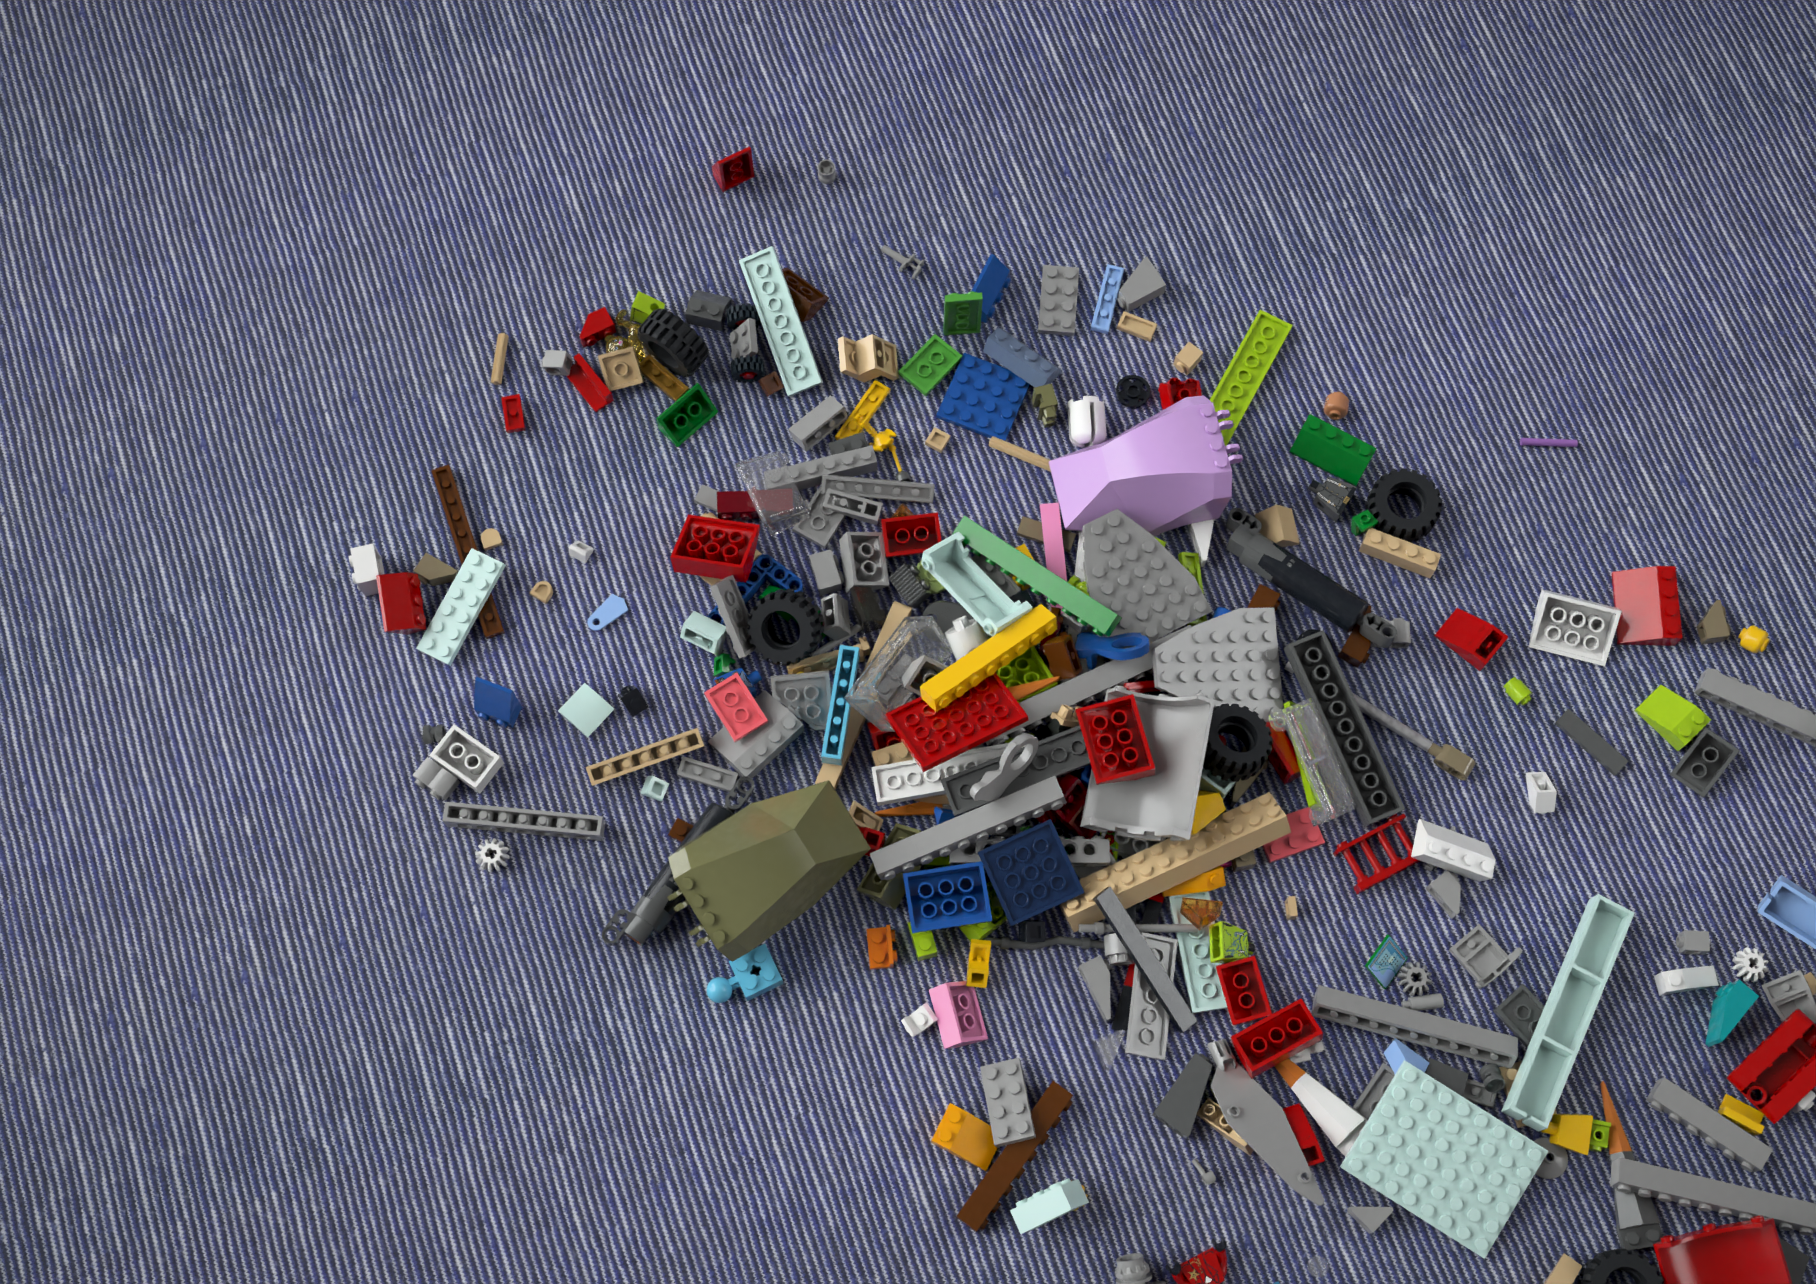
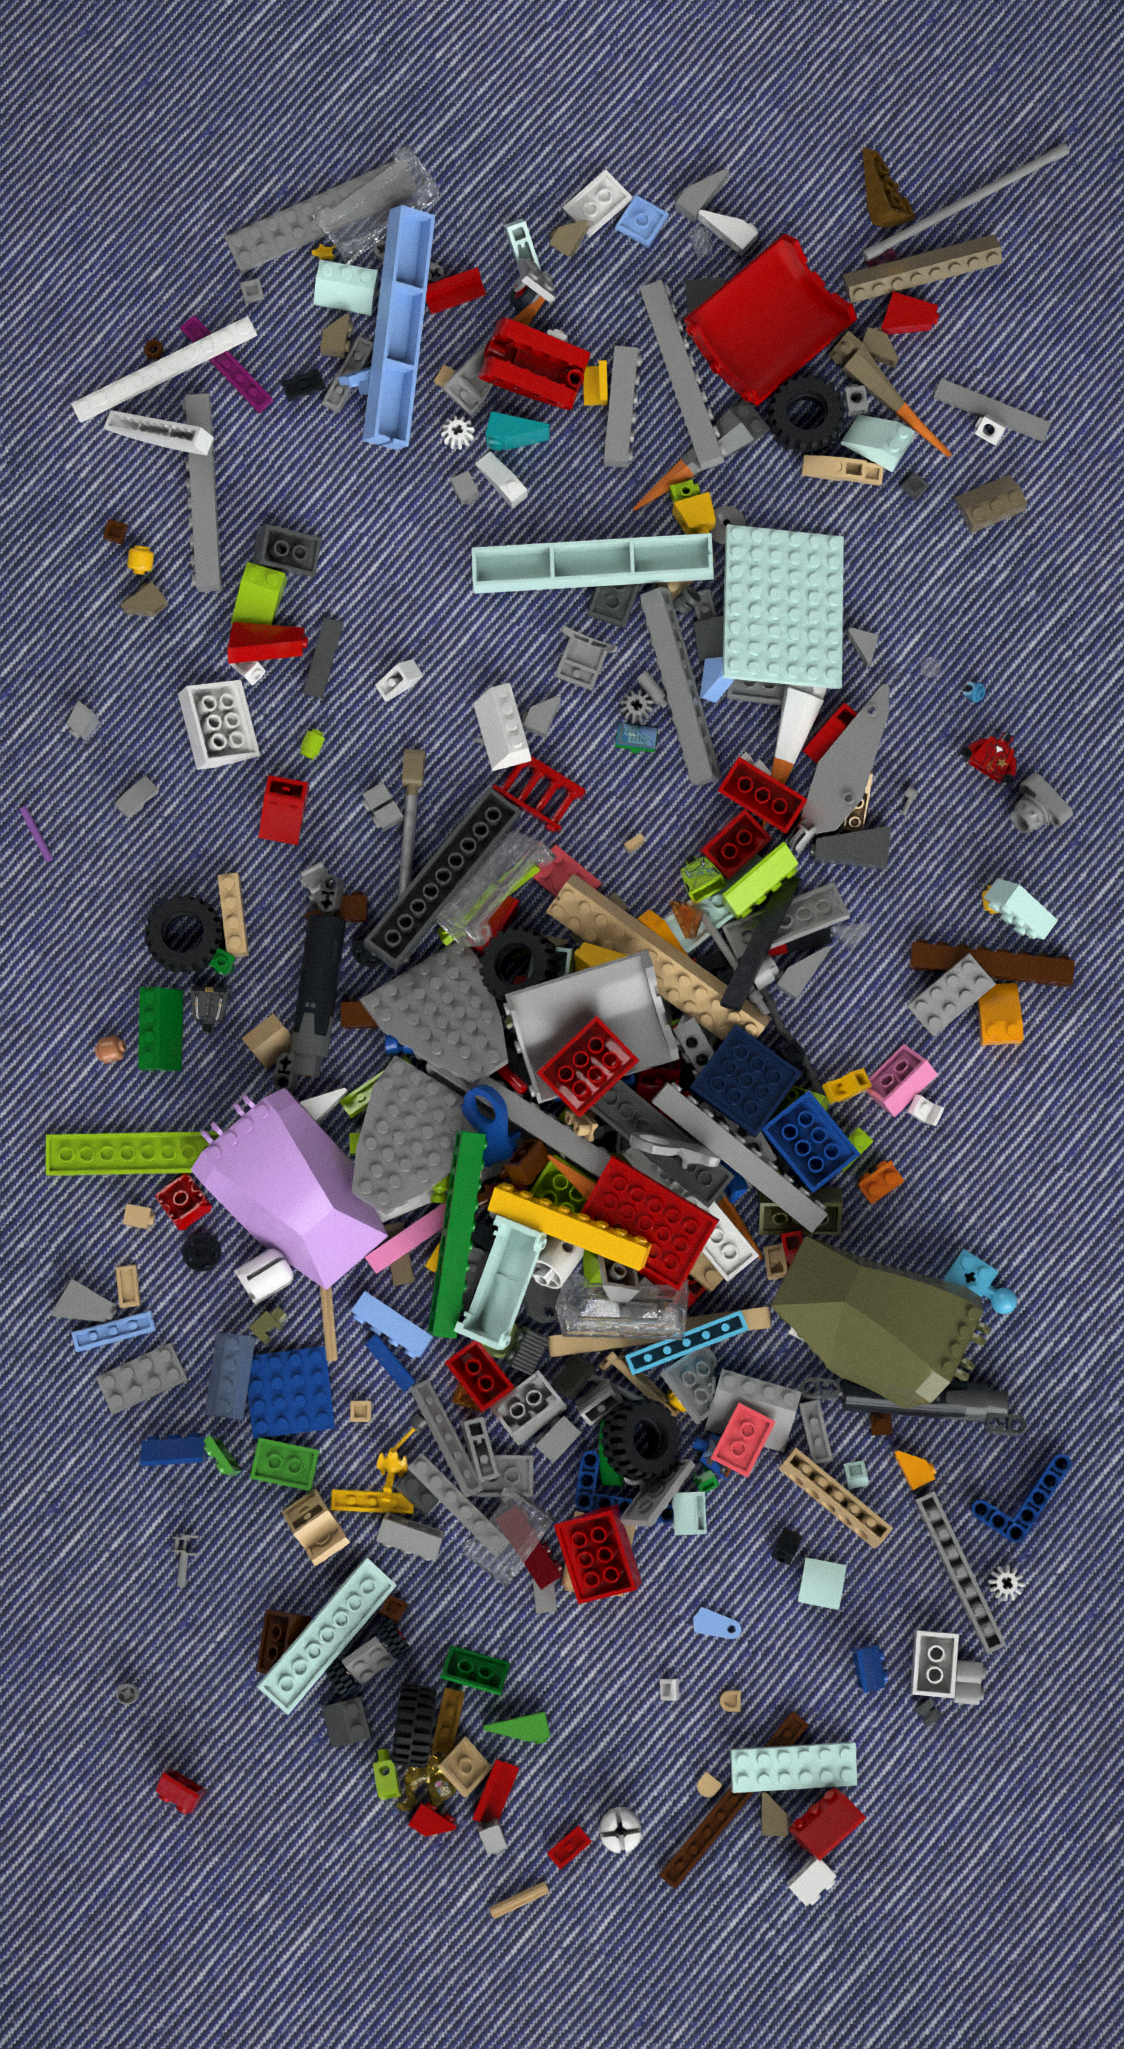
camera: 115 degrees left, 10 degrees up
(500, 452) = (614, 1840): none -> white cylinder
(541, 911) = (1028, 1503): none -> blue beam
(621, 428) = (526, 1728): none -> bright green slope
(628, 835) = (915, 1469): none -> light orange slope
(962, 483) = (390, 1363): none -> blue slope
(993, 496) = (392, 1324): none -> light blue brick
(1199, 990) = (759, 881): none -> lime slope
(1432, 718) = (383, 807): none -> light grey piece
(1541, 528) = (136, 796): none -> light grey slope
(1612, 675) = (250, 670): none -> white bracket
(1629, 521) = (82, 721): none -> light grey slope
(1630, 697) = (264, 642): none -> red slope
(1647, 606) = (160, 668): slope -> none
(1789, 633) = (115, 532): none -> reddish brown plate

